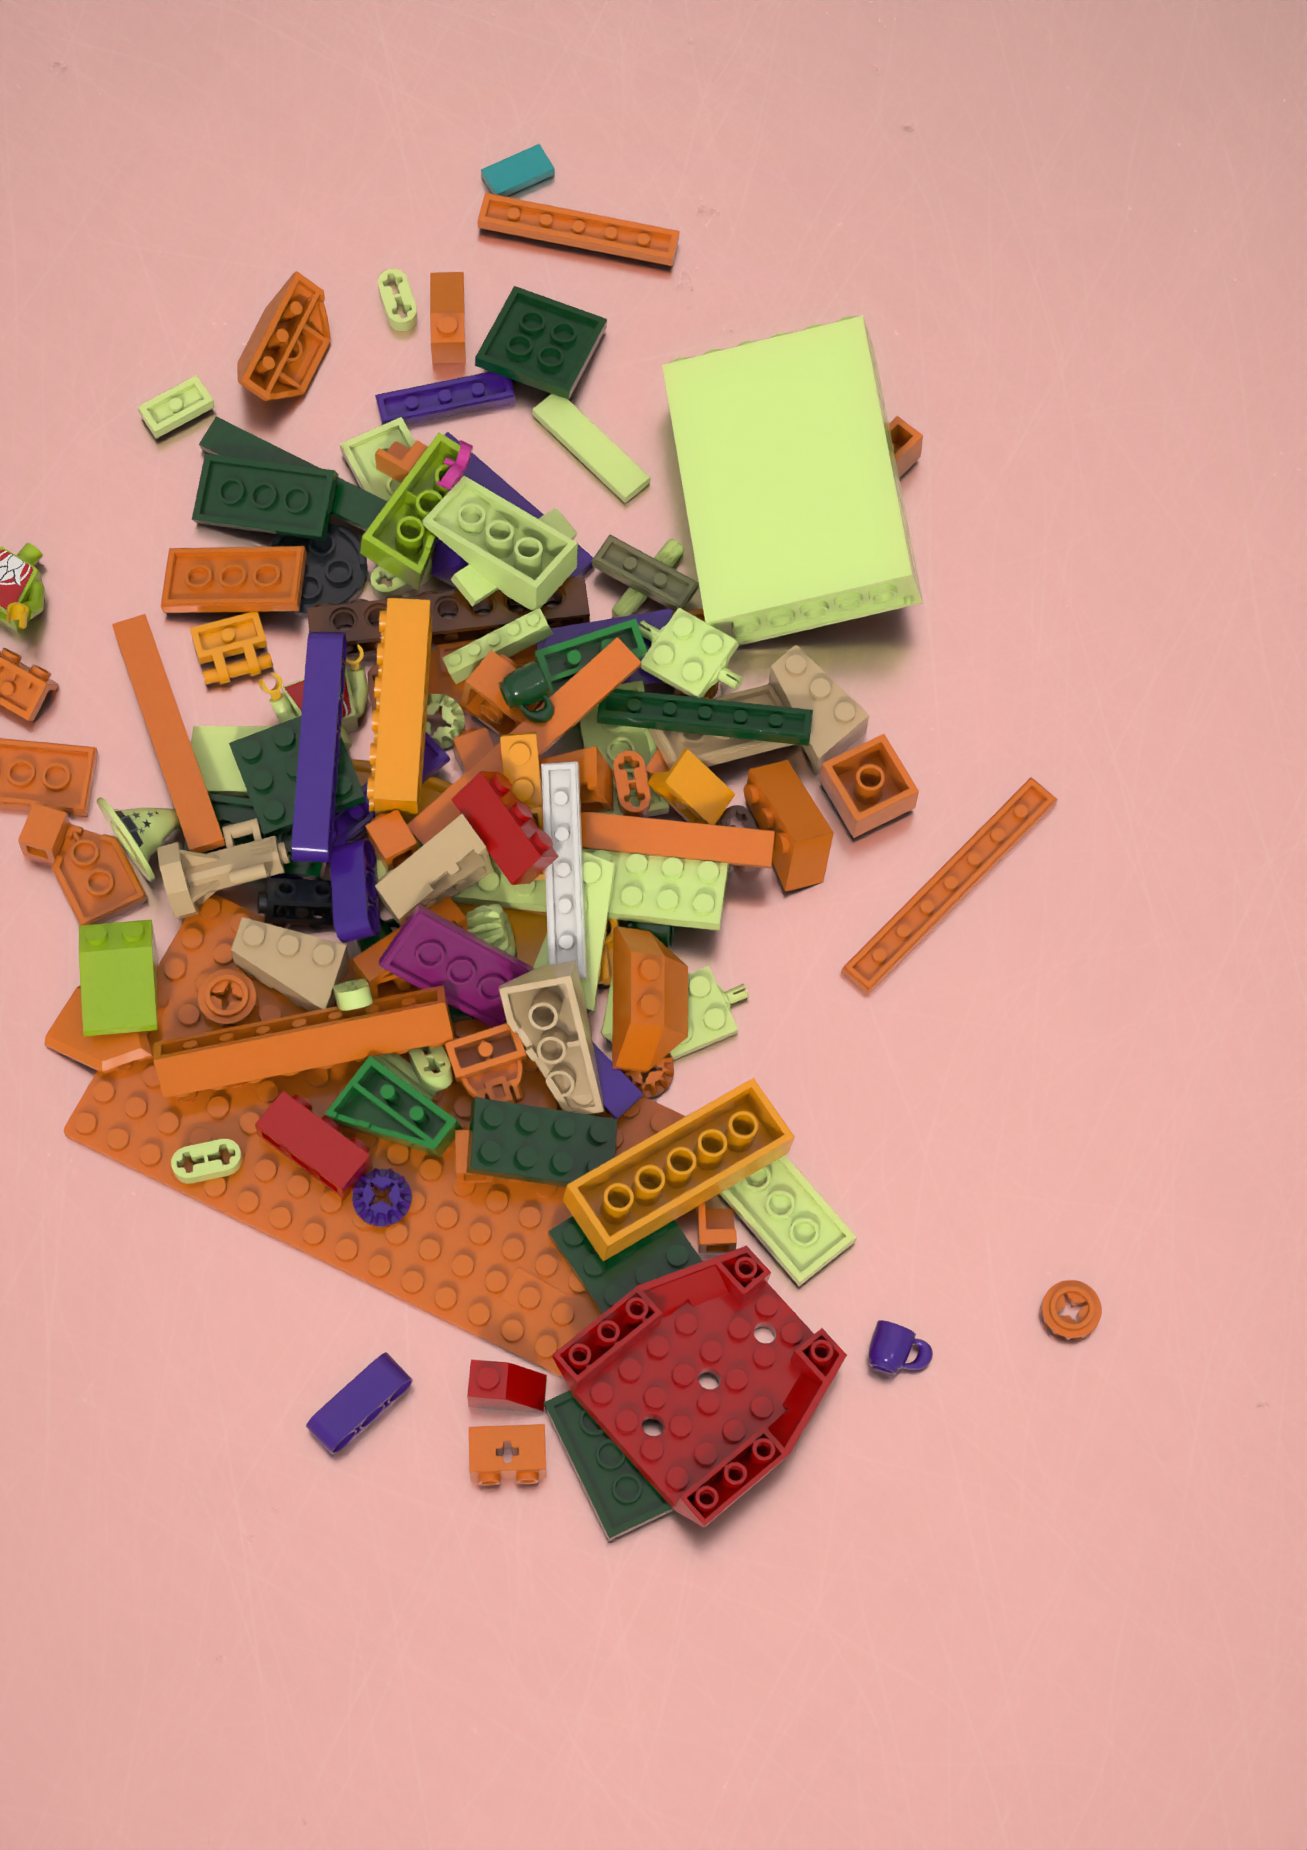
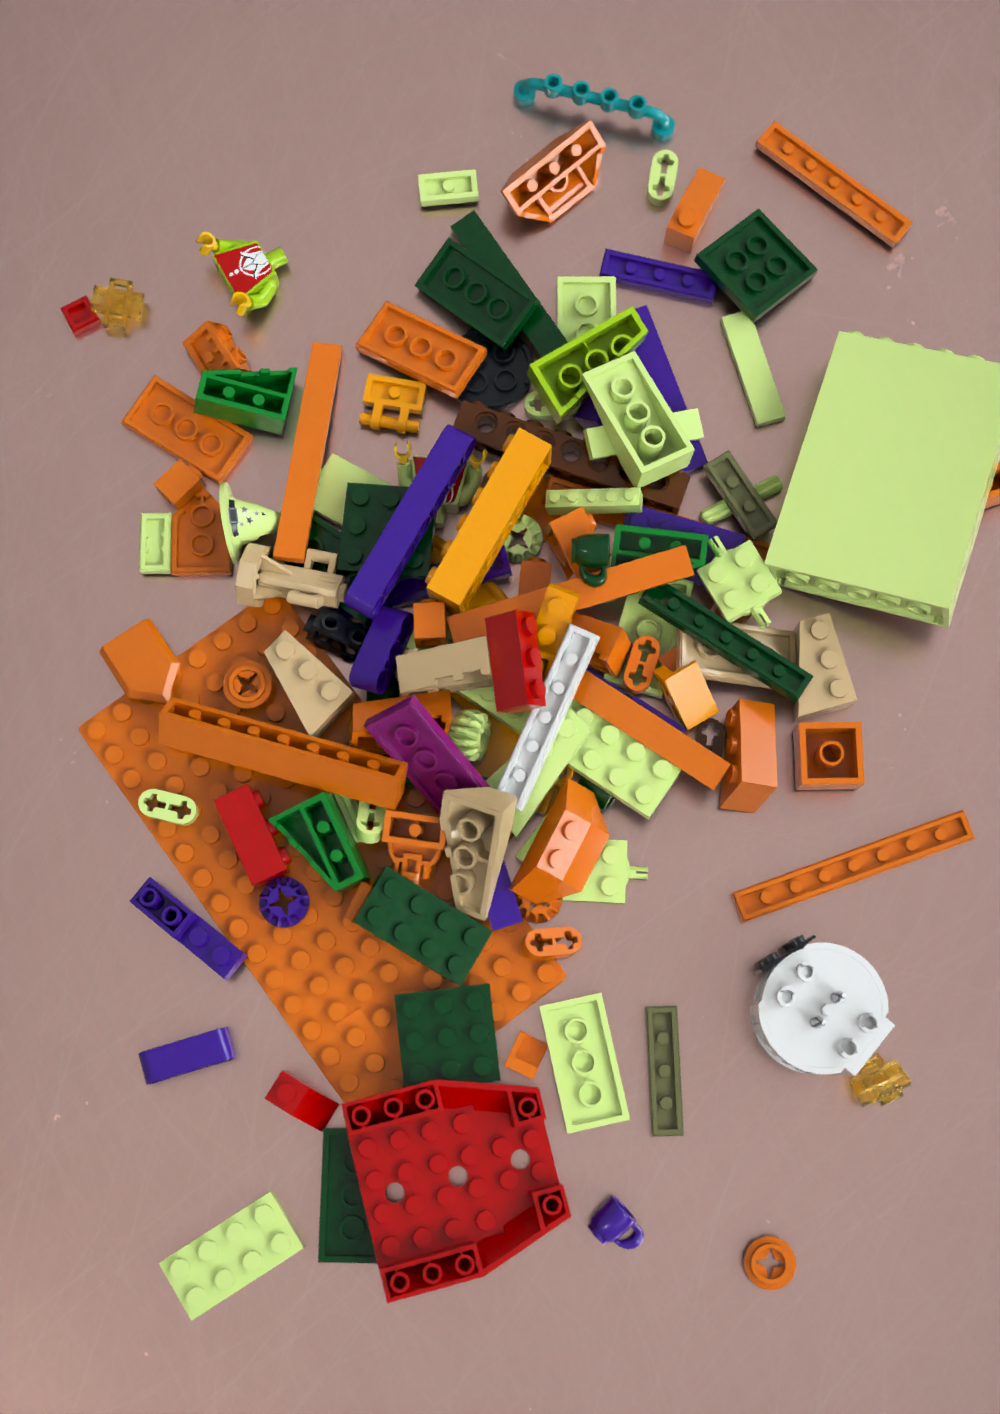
camera: 30 degrees right, 10 degrees up
(49, 903) = (155, 543): none -> yellowish green plate
(74, 709) = (247, 398): none -> green wedge
(118, 977) = (173, 630): lime slope -> none
(207, 275) = (525, 95): none -> teal bar
(293, 1275) = (188, 928): none -> dark purple slope
(352, 994) = (334, 736): yellowish green beam -> none
(399, 459) = (594, 311): orange panel -> none
(458, 467) = (633, 341): dark pink piece -> none
(488, 1447) = (266, 1138): orange brick -> none
(513, 1582) = (231, 1255): none -> yellowish green plate
(518, 171) = (810, 114): teal tile -> none
(678, 1169) = (515, 1002): light orange brick -> none
(680, 1099) = (551, 936): none -> orange beam
(865, 1176) = (664, 1071): none -> olive tile
(987, 1032) = (819, 1008): none -> white piece
(1089, 1081) = (875, 1086): none -> clear yellow piece

